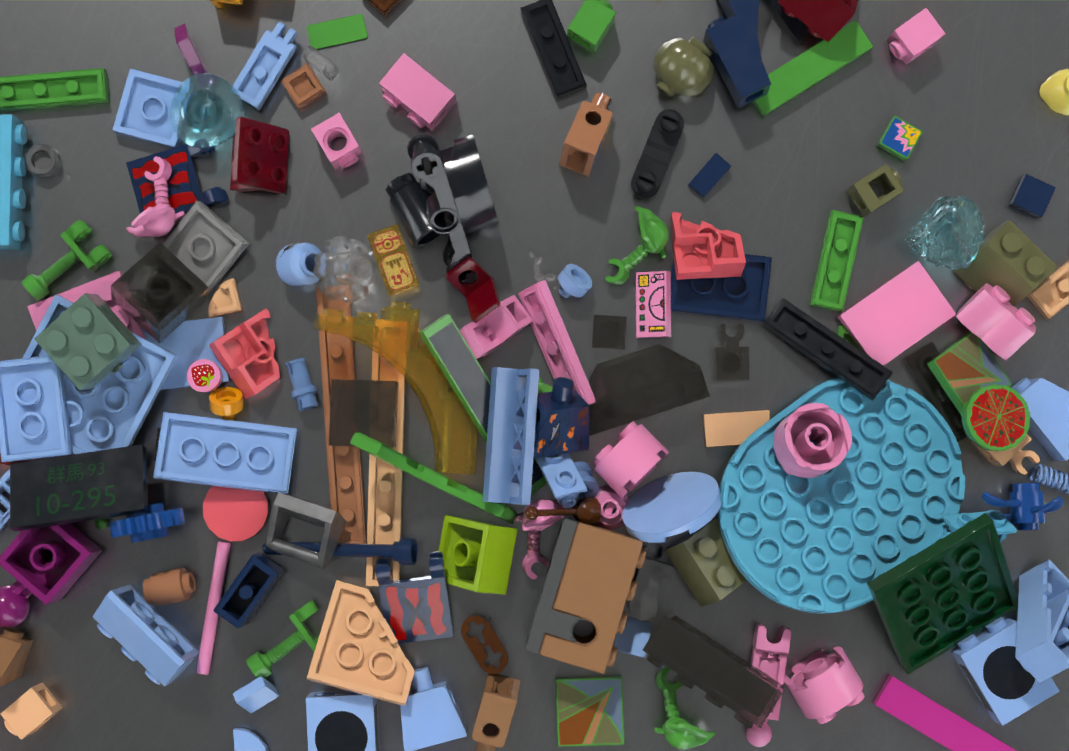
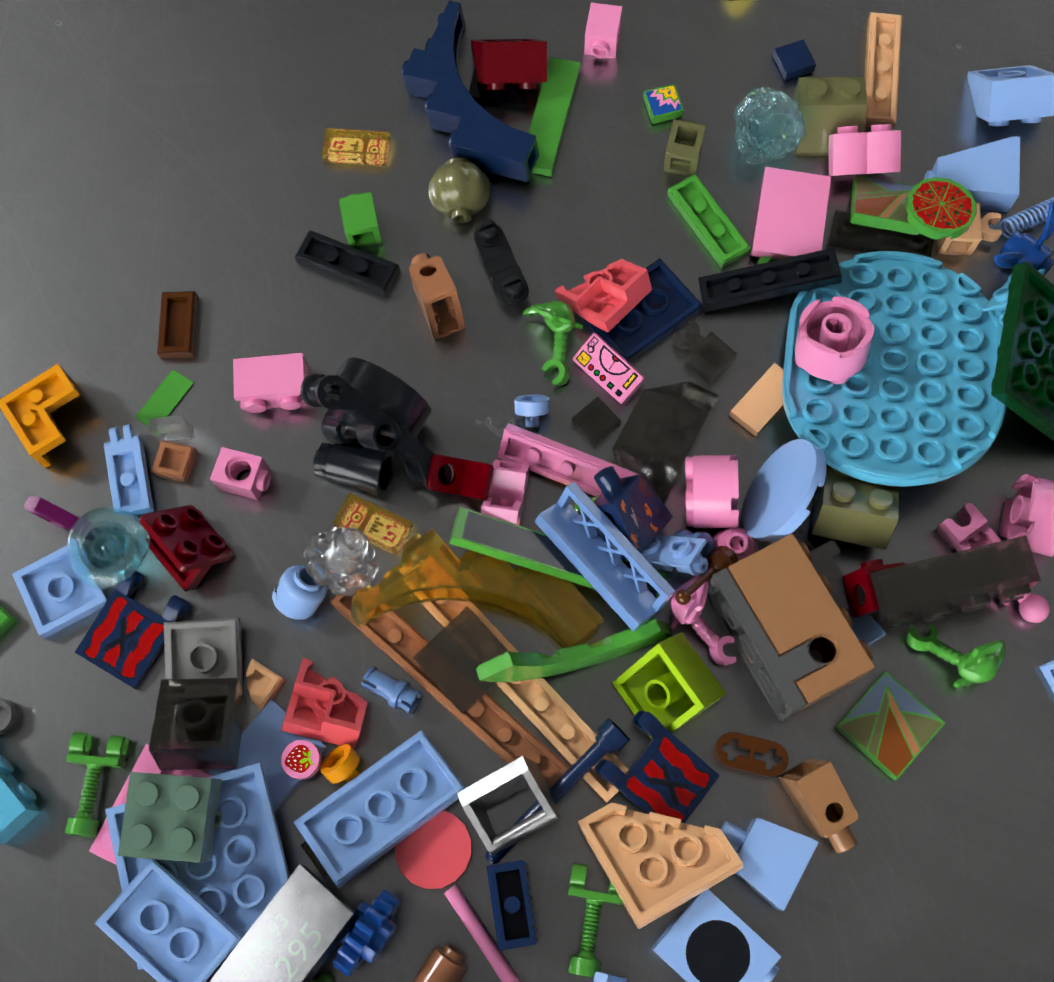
camera: 40 degrees left, 15 degrees down
(162, 218) = (141, 666): bright pink piece -> none
(660, 609) = (862, 578): none -> dark red bracket
(709, 175) = (554, 246): dark blue piece -> none

